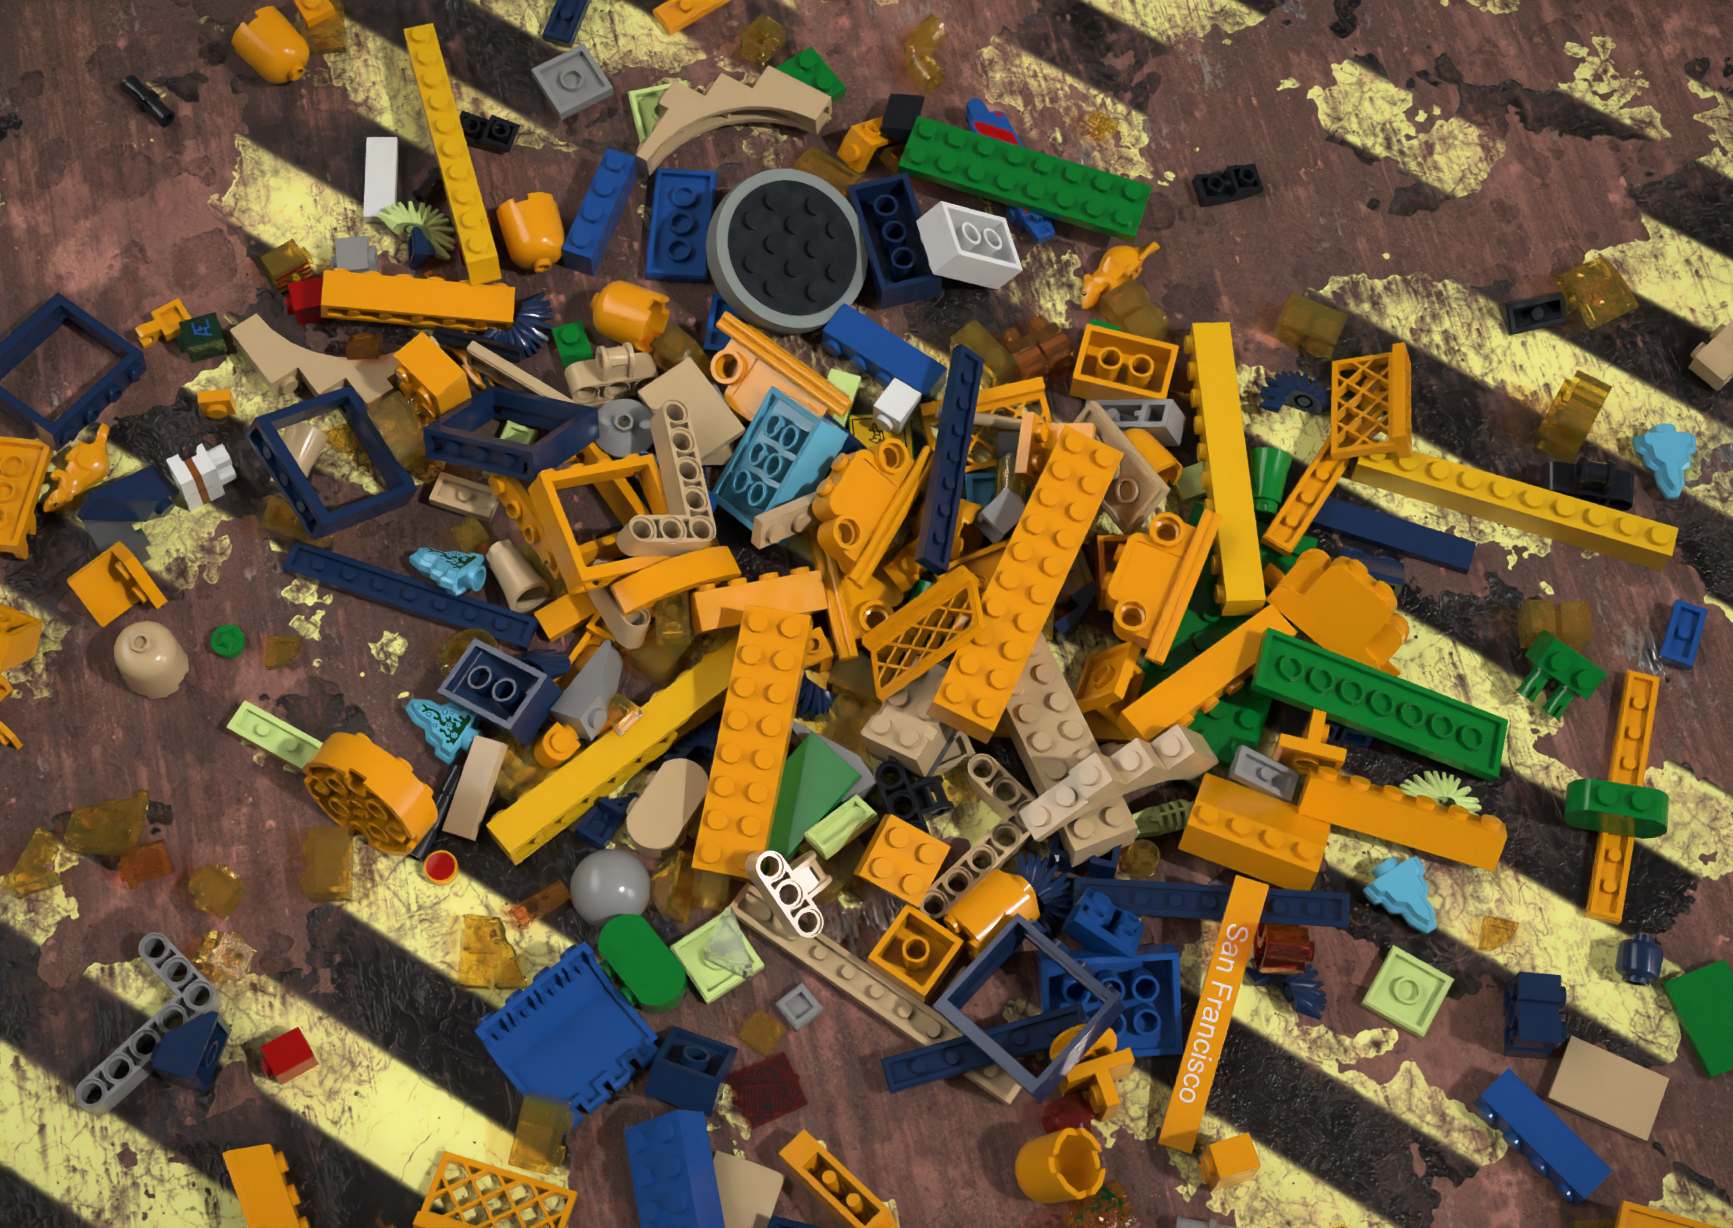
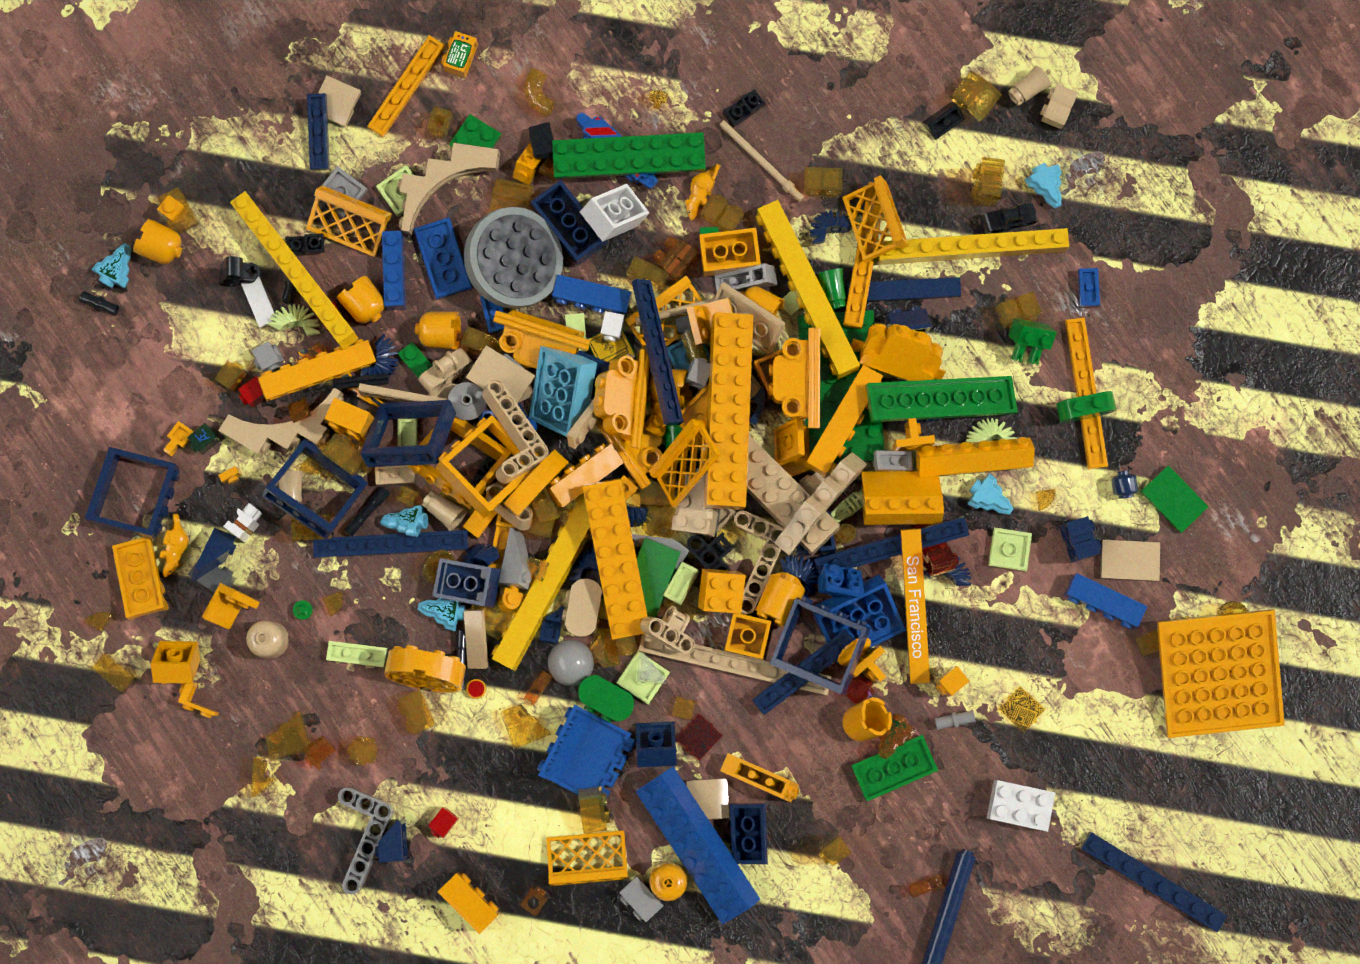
camera: 20 degrees left, 15 degrees up
(194, 61) = (115, 267): none -> medium azure rock
(224, 956) = (385, 784): clear yellow brick -> none
(366, 123) = (234, 271): none -> black piece
(379, 542) = (378, 498): none -> black piece
(419, 249) = (301, 335): dark blue slope -> none
(580, 100) = (349, 205): none -> light orange fence
(799, 1007) = (697, 686): light grey tile -> none
(1252, 314) = (788, 186): none -> tan bar
(1688, 308) = (1029, 86): none -> tan plant

